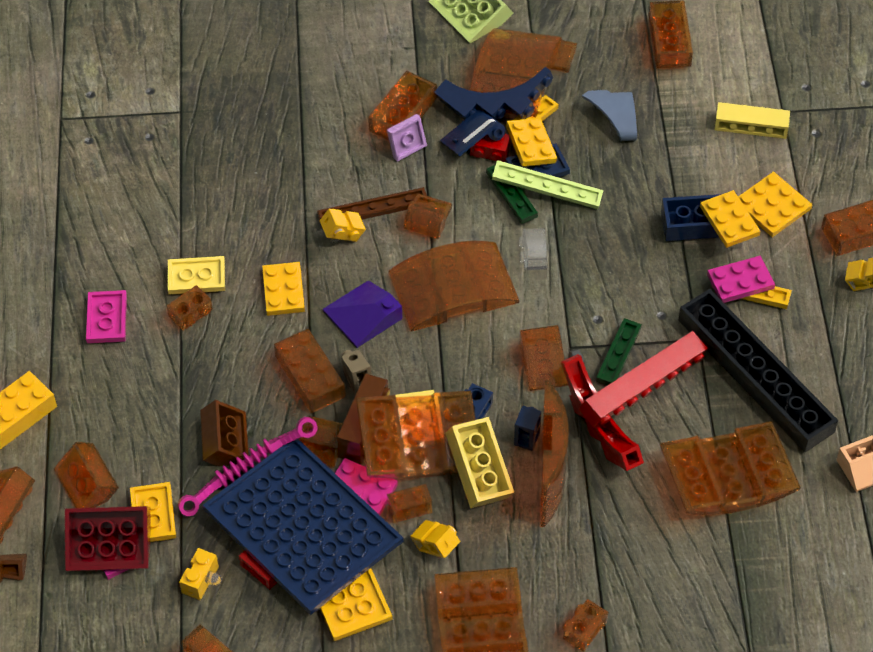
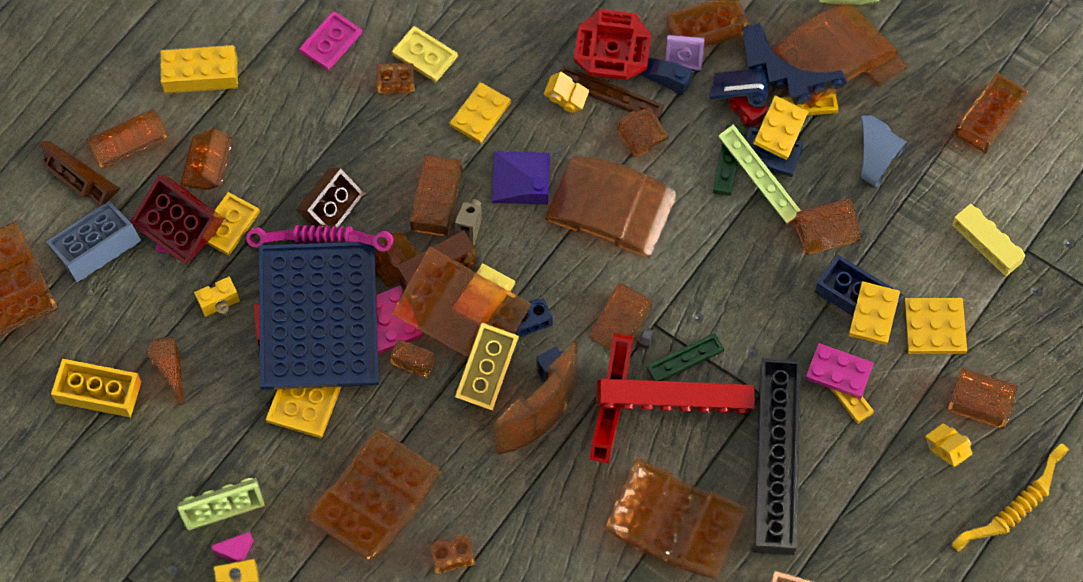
camera: 40 degrees right, 10 degrees up
(45, 608) = (93, 241): none -> sand blue slope
(346, 167) = (612, 31): none -> red piece
(405, 163) = (668, 74): none -> dark blue slope
(435, 538) = (403, 401): yellow piece -> none
(534, 249) = (700, 221): clear brick -> none
(630, 188) = (828, 226): none -> clear orange slope

